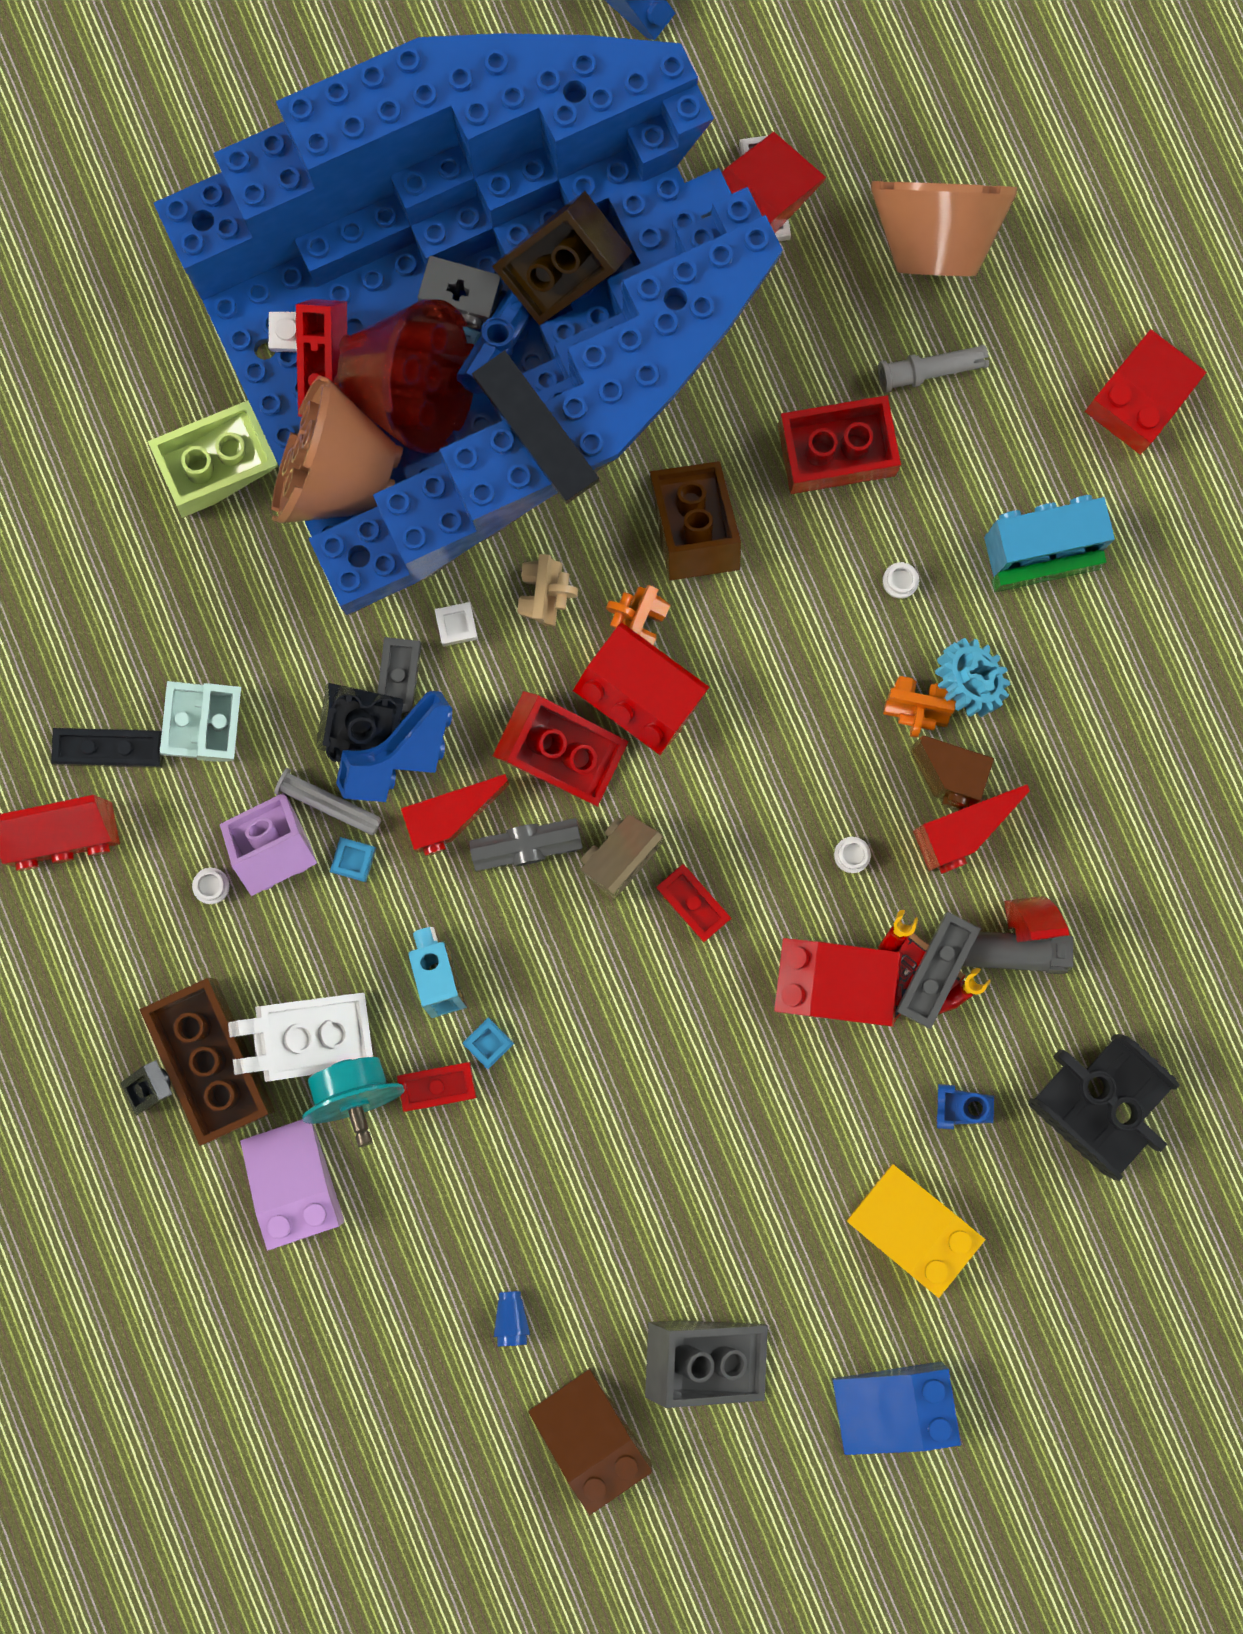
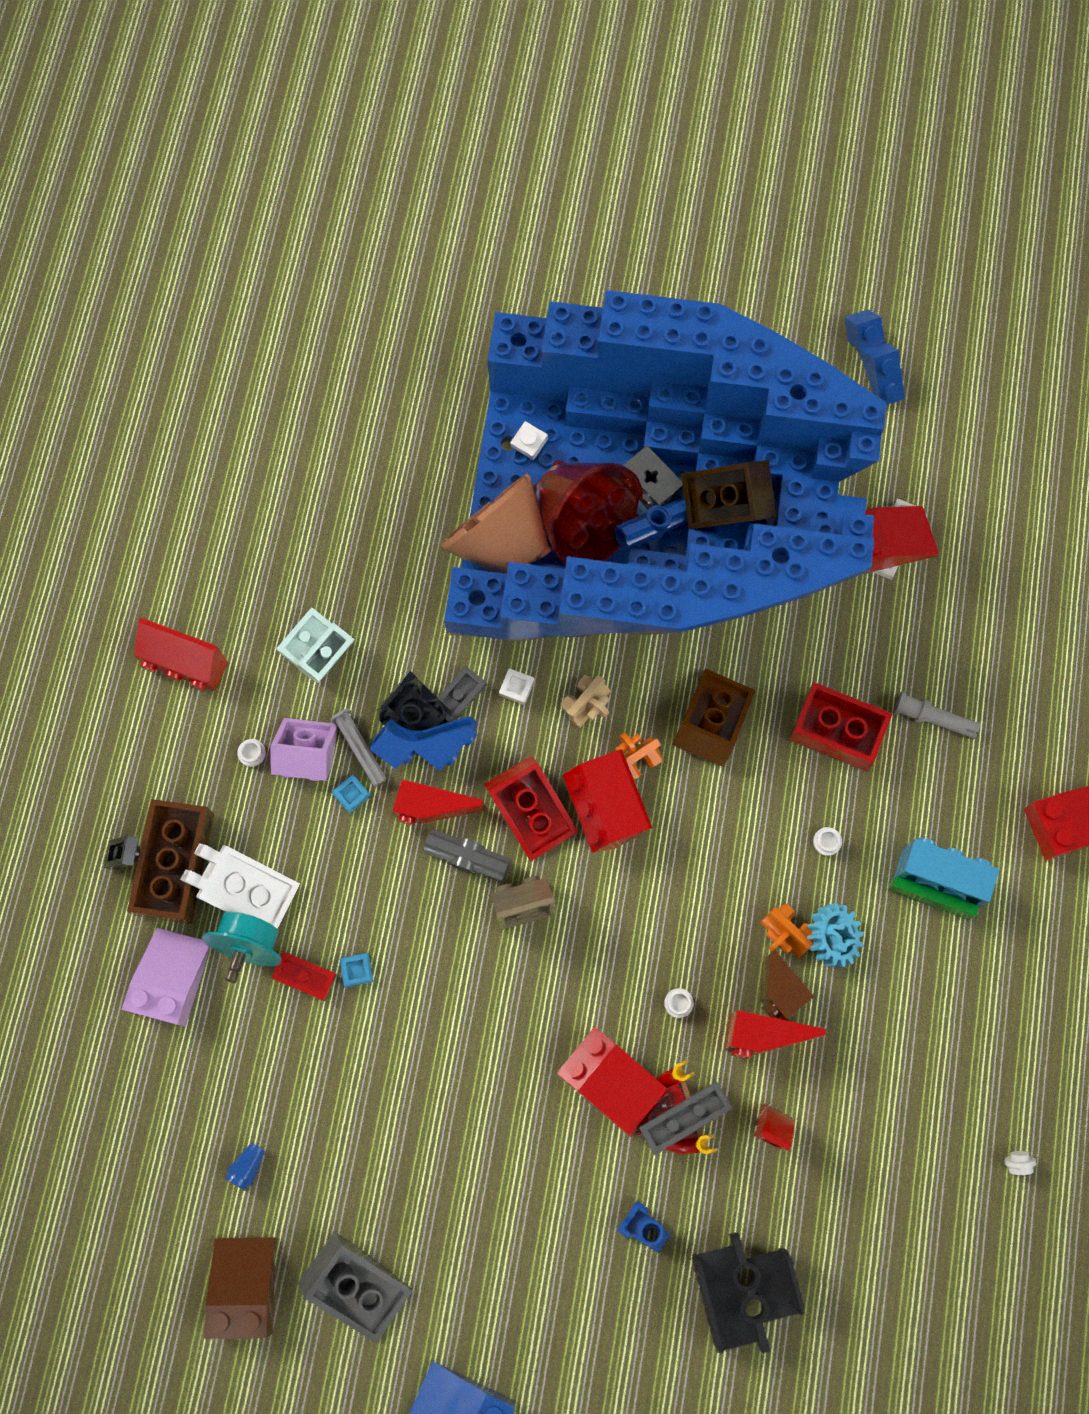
camera: 35 degrees right, 10 degrees down
(106, 748) = (247, 626): black tile -> none
(213, 457) = (432, 490): yellowish green slope -> none
(318, 336) = (543, 452): red slope -> none
(440, 987) = (351, 902): medium azure torso -> none
(535, 427) = (636, 579): black tile -> none
(693, 903) = (551, 965): red plate -> none
(915, 1230) = (556, 1293): yellow slope -> none
(940, 224) = (997, 625): nougat cone -> none
(1004, 952) = (739, 1136): dark grey piece -> none

